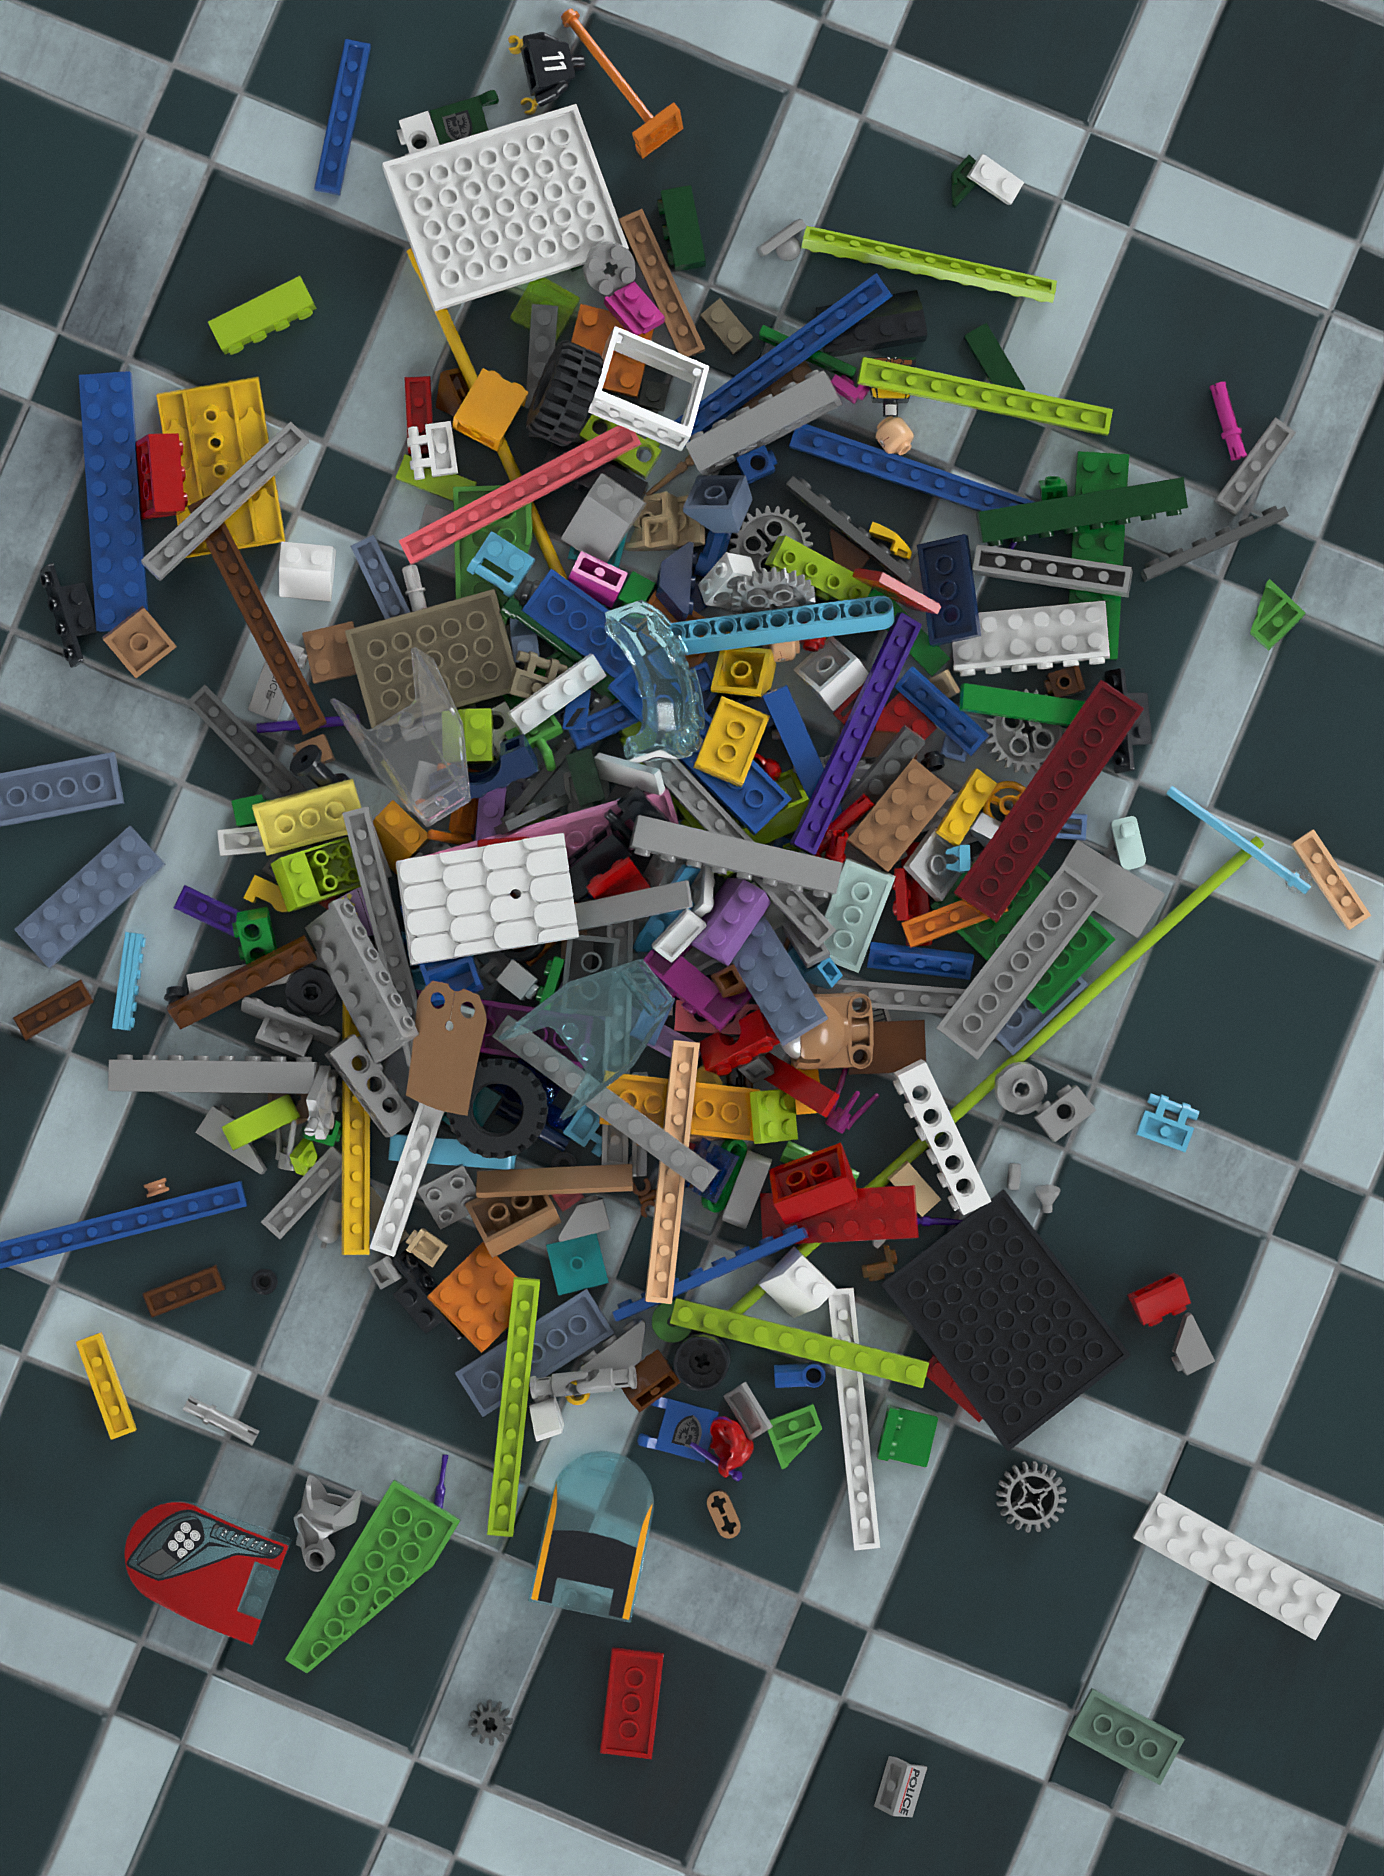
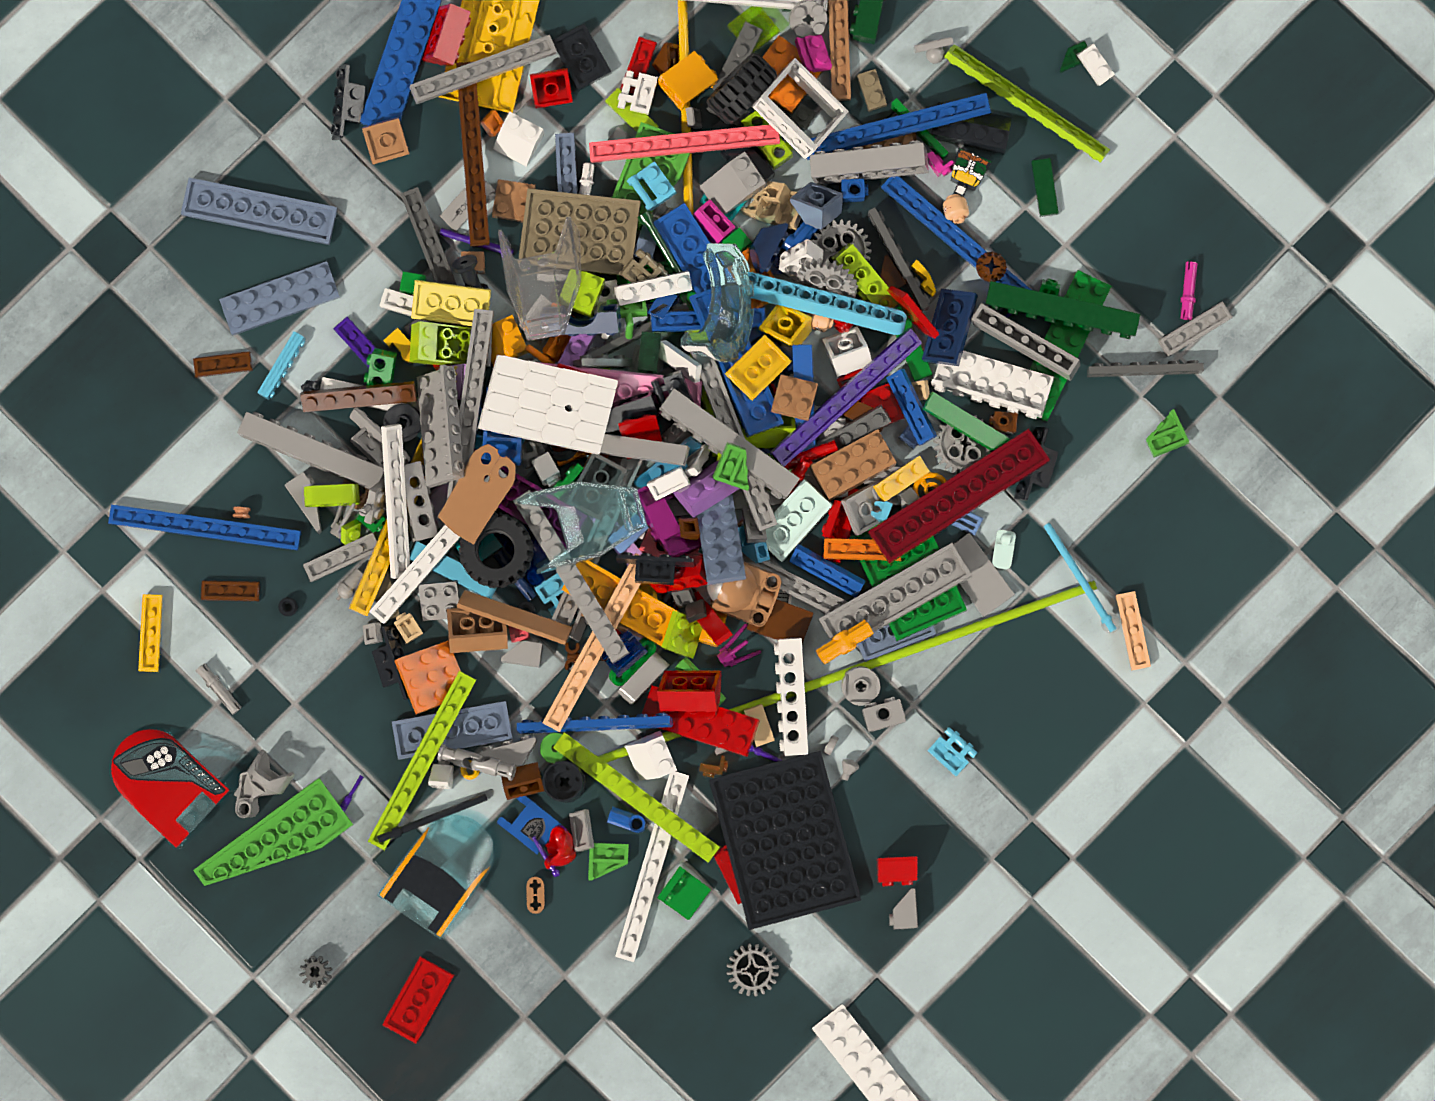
camera: 25 degrees right, 5 degrees down
(265, 564) = (492, 123): none -> orange plate
(321, 489) = (551, 88): none -> red slope
(342, 433) = (581, 57): none -> black plate
(344, 1096) = (395, 499): none -> white plate
(517, 454) = (693, 118): none -> light grey tile
(518, 1509) = (397, 832): none -> black bar
(577, 1264) = (506, 682): teal plate -> none
(680, 468) = (802, 172): medium nougat piece -> none
(709, 1052) = (655, 569): none -> black bracket
(753, 884) = (733, 467): none -> bright green wing
(778, 1080) = (695, 610): none -> pearl dark grey tile
(793, 761) = (794, 397): none -> medium nougat plate
(933, 761) = (892, 439): black plate -> none
(963, 502) = (984, 272): none -> reddish brown gear
(982, 1045) = (844, 642): none -> light orange piece
(984, 396) = (1027, 206): lime plate -> none

